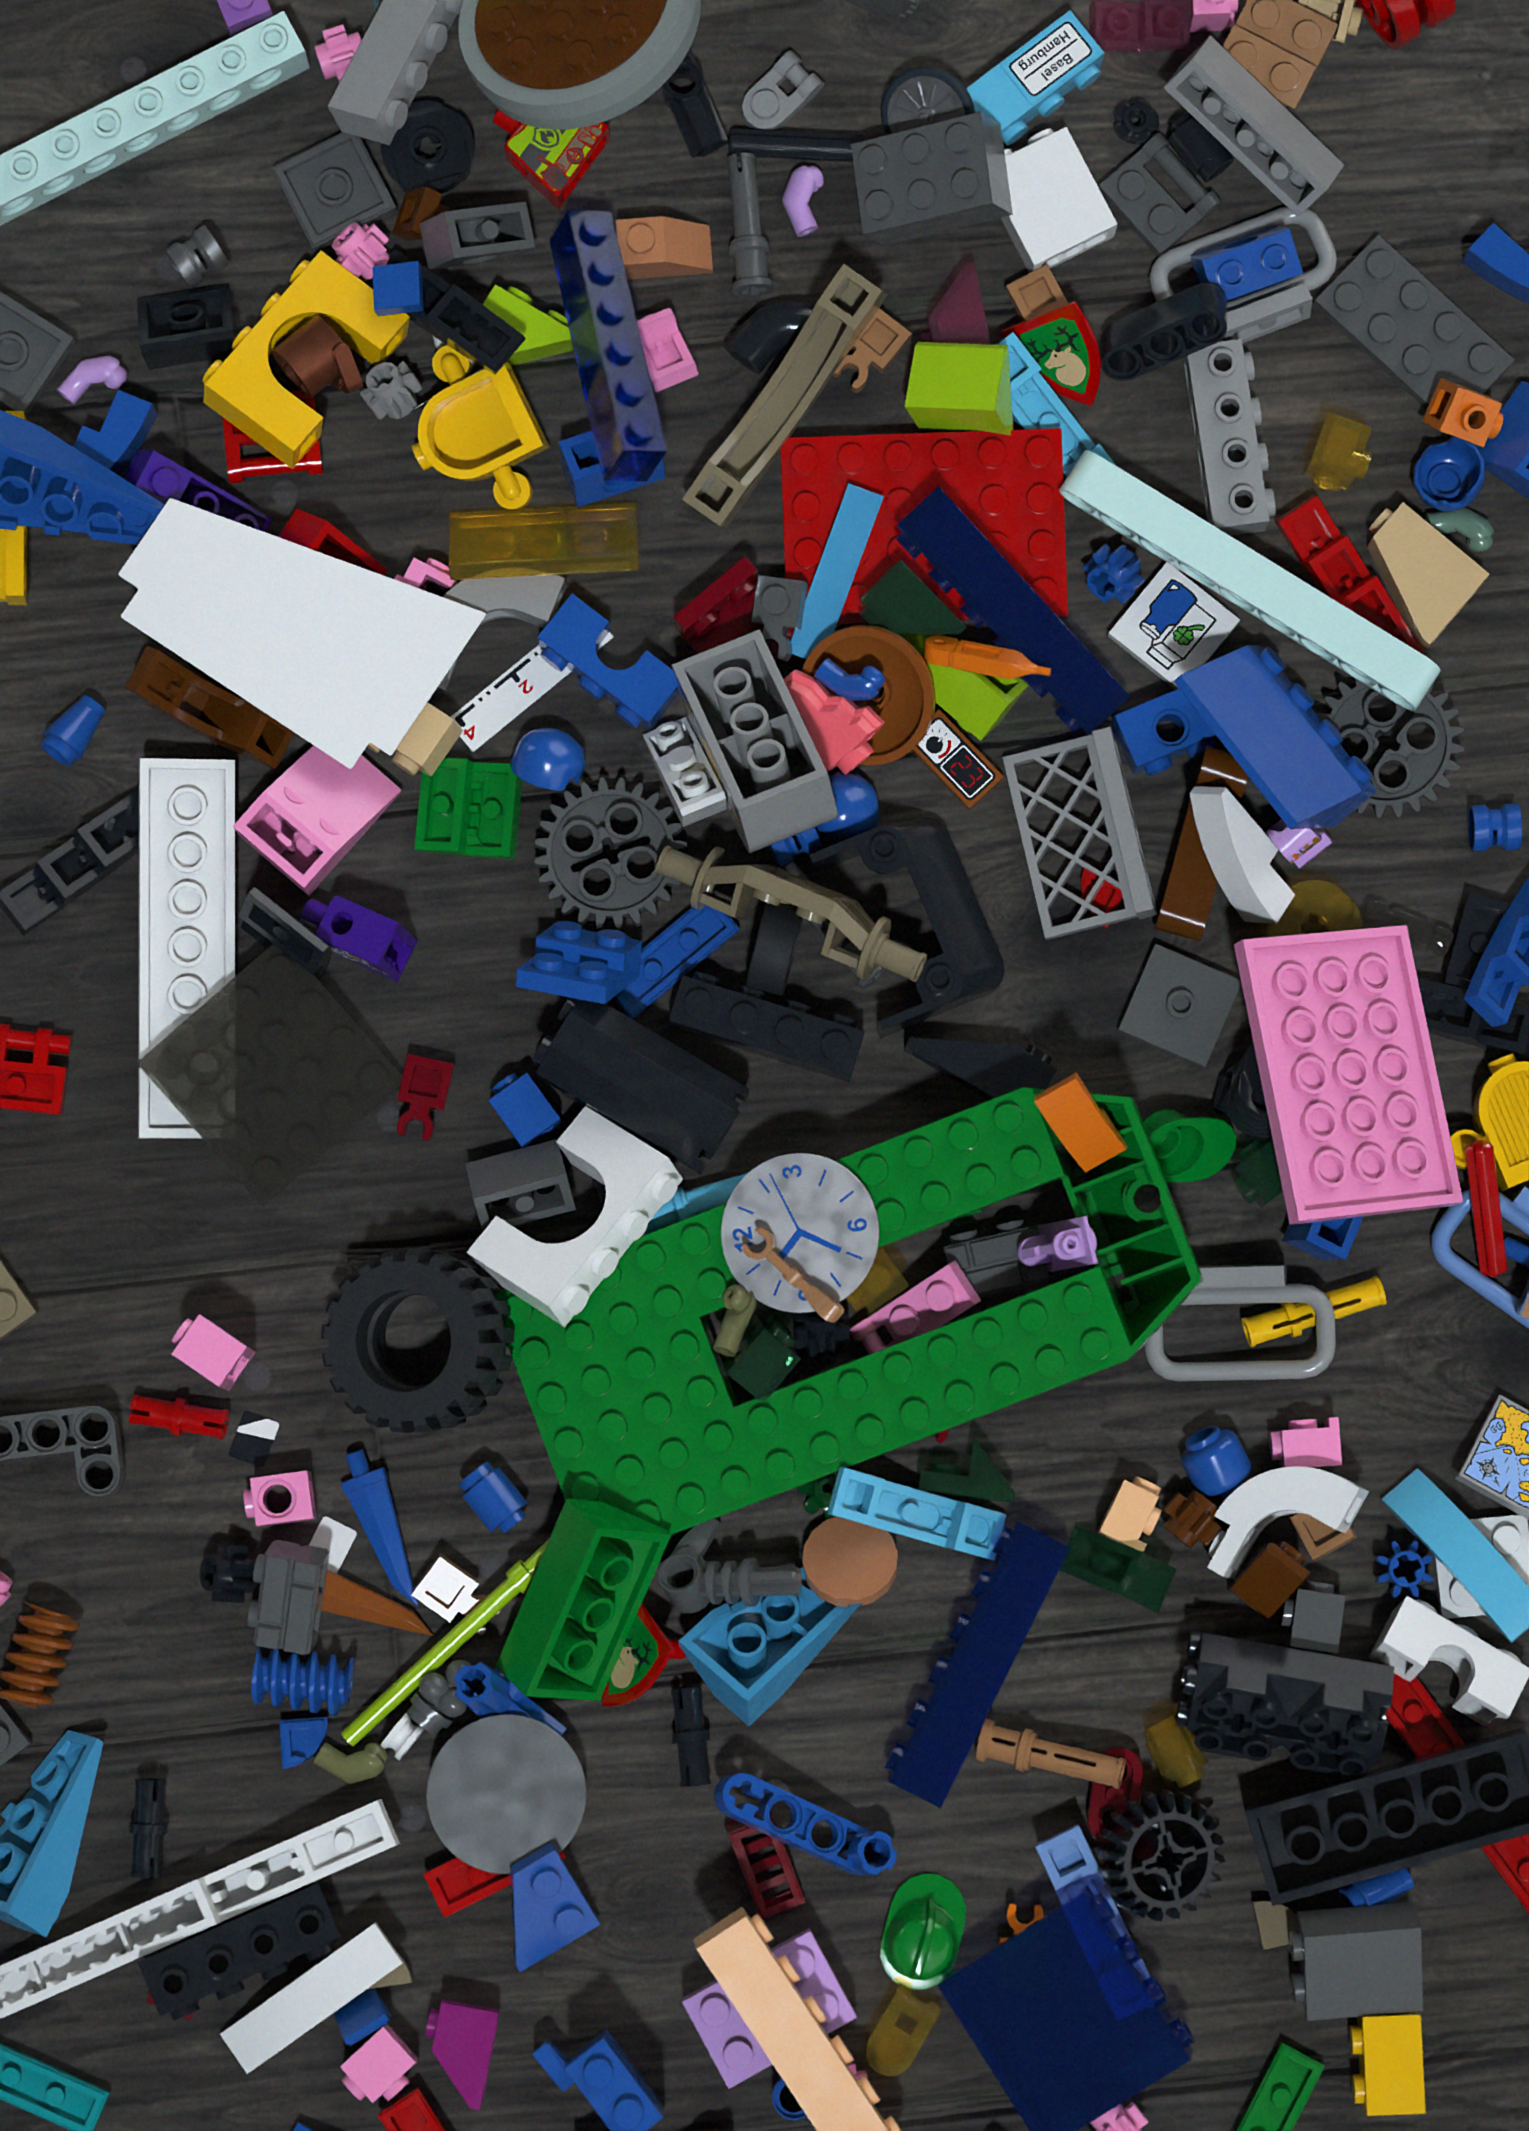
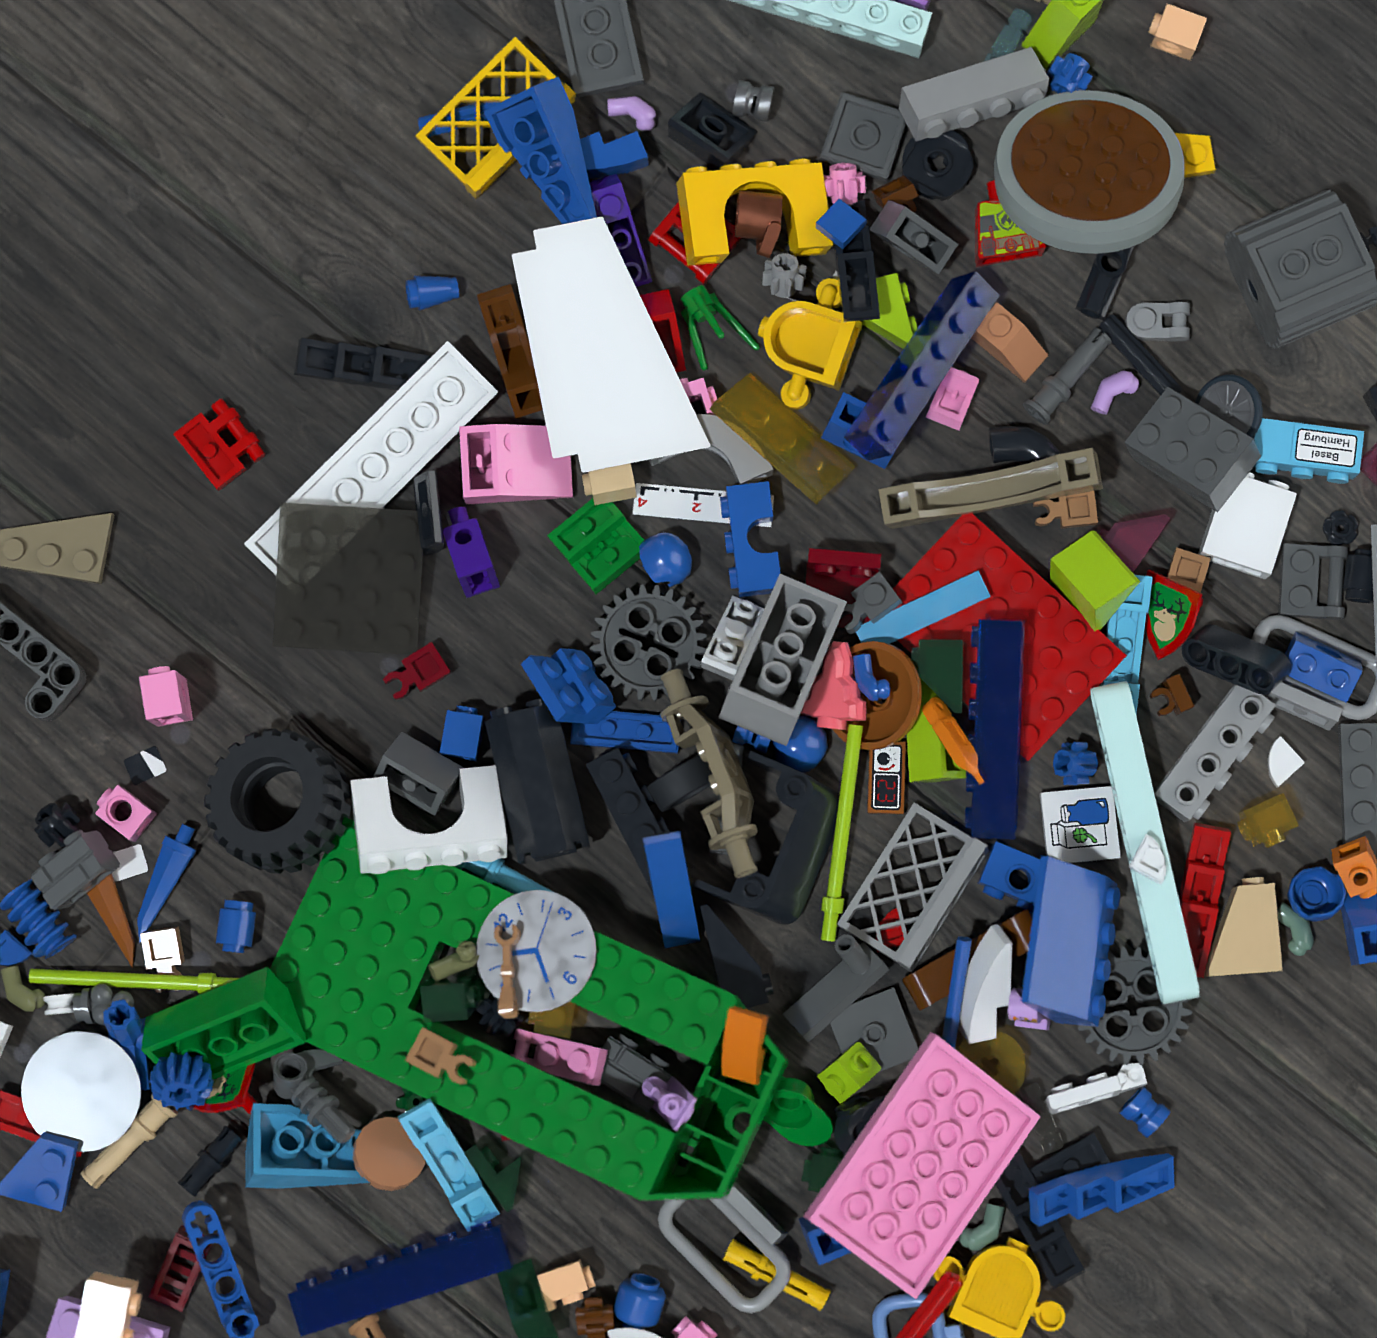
camera: 50 degrees right, 0 degrees up
(179, 1416) = (116, 714): red pin -> none
(337, 51) = (940, 62): bright pink gear -> none
(344, 493) = (701, 306): none -> green plant
(591, 1687) = (181, 1081): none -> blue gear
(598, 1769) = (141, 1130): none -> tan pin
(805, 1420) = (435, 1055): none -> medium nougat plate
(866, 1053) = (671, 889): none -> blue slope
(1021, 923) = (833, 903): none -> lime bar
(1105, 996) = (837, 989): none -> dark grey piece
(1140, 420) = (1176, 696): none -> reddish brown tile
(1194, 1061) = (849, 1072): none -> lime bracket
(1214, 883) = (956, 990): none -> blue bar
(1273, 590) = (1149, 860): none -> white tile
(1297, 387) = (1282, 761): none -> white tile
(1431, 850) = (1097, 1089): none -> white hinge
(1462, 1082) = (987, 1232): none -> sand green arm

